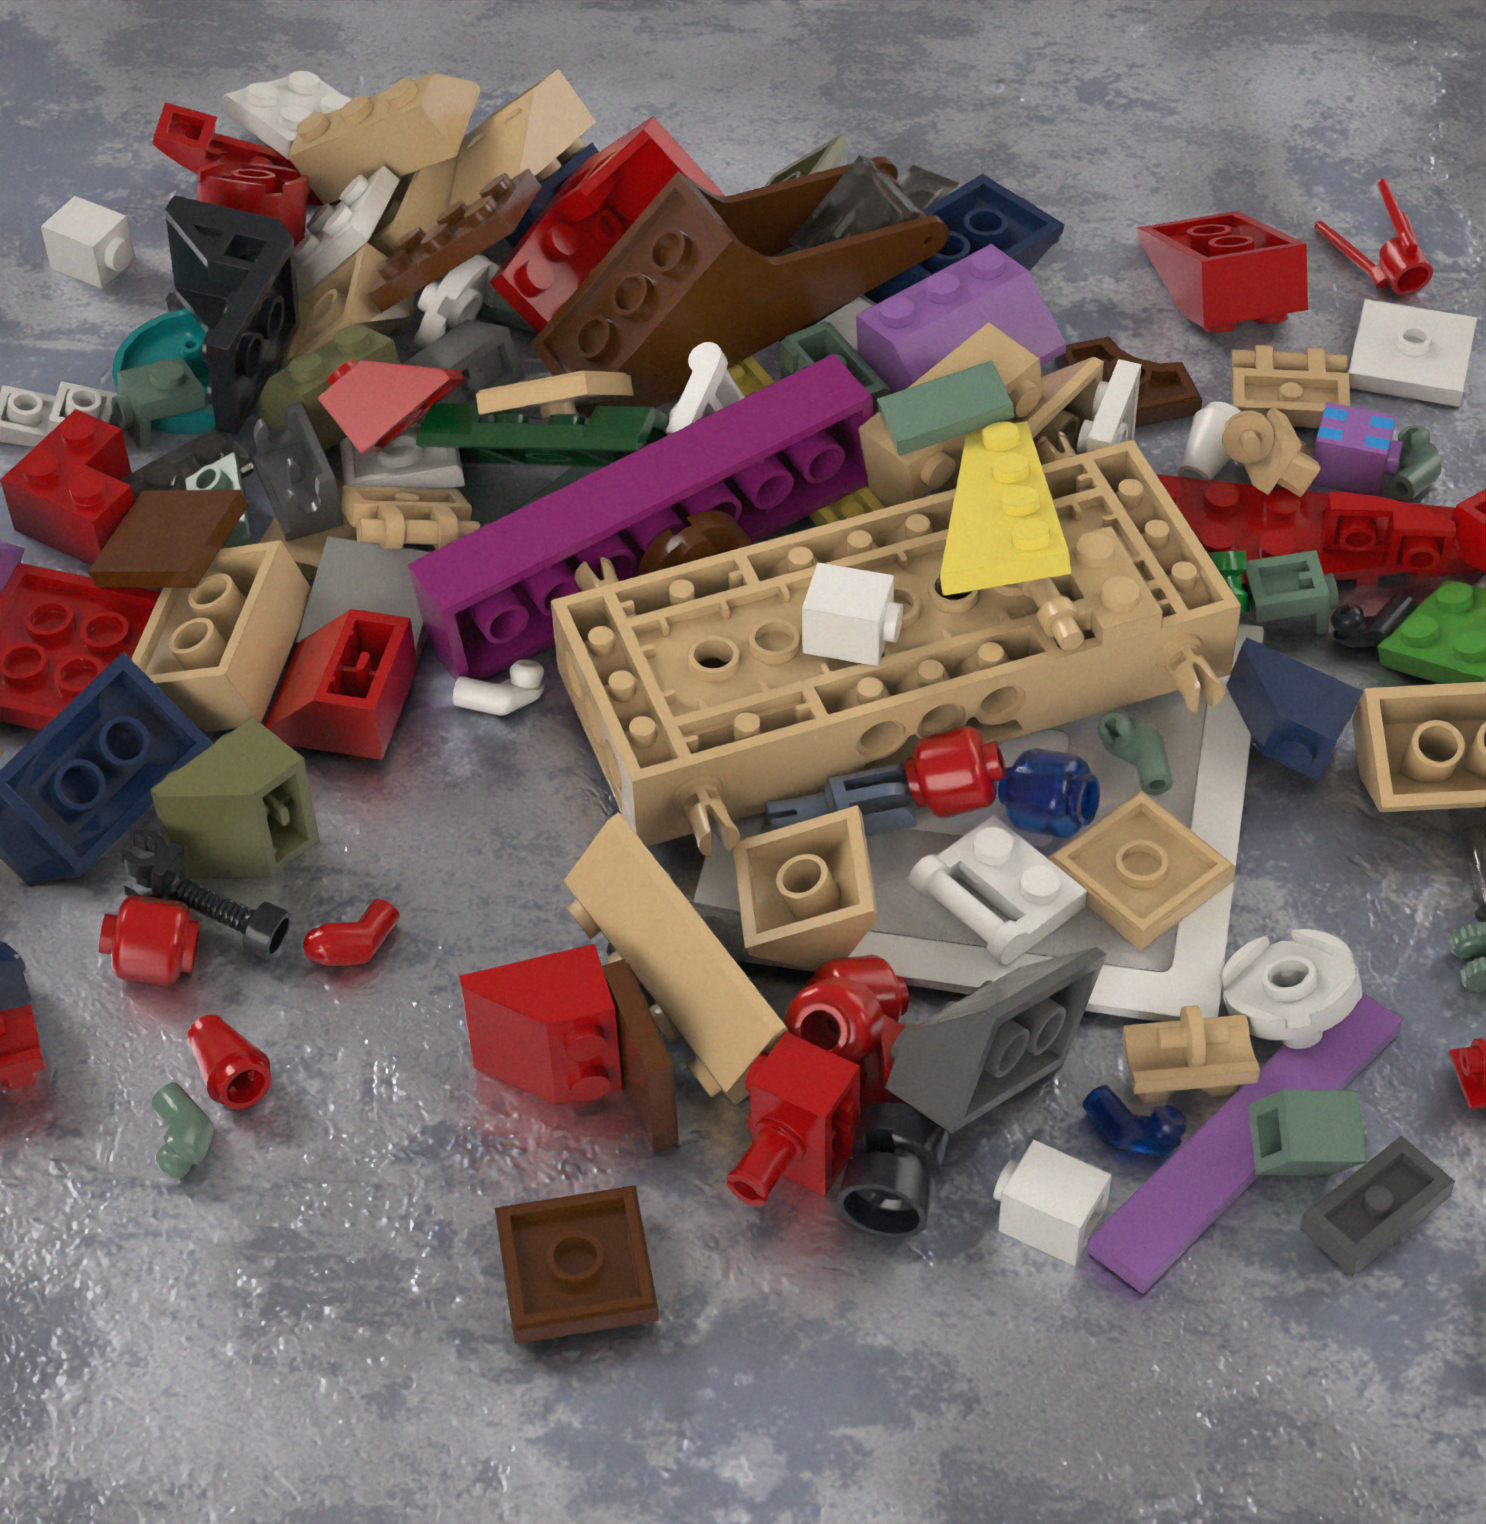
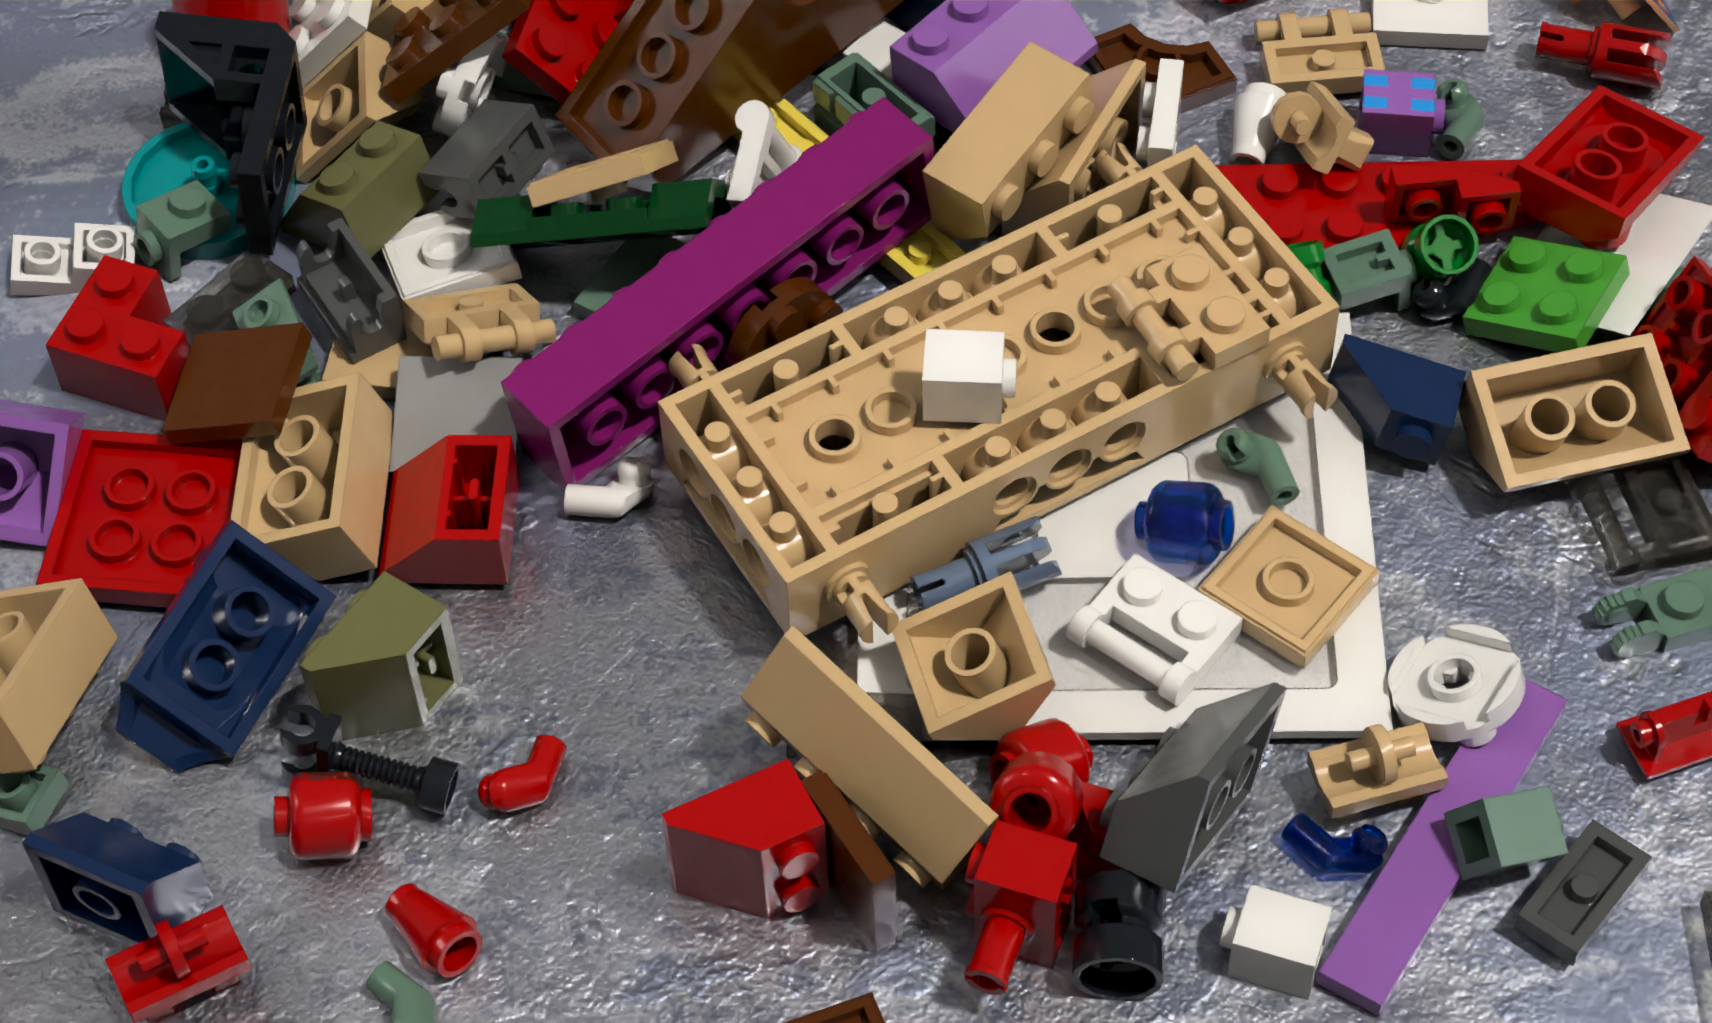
camera: 10 degrees left, 5 degrees up
(88, 242) = (62, 62): white brick -> none
(383, 399) = (427, 201): slope -> none
(945, 408) = (1008, 139): sand green tile -> none
(955, 772) = (1090, 516): red head -> none
(1002, 515) = (1092, 246): light yellow wing -> none
(1378, 573) = (1451, 242): none -> green wheel

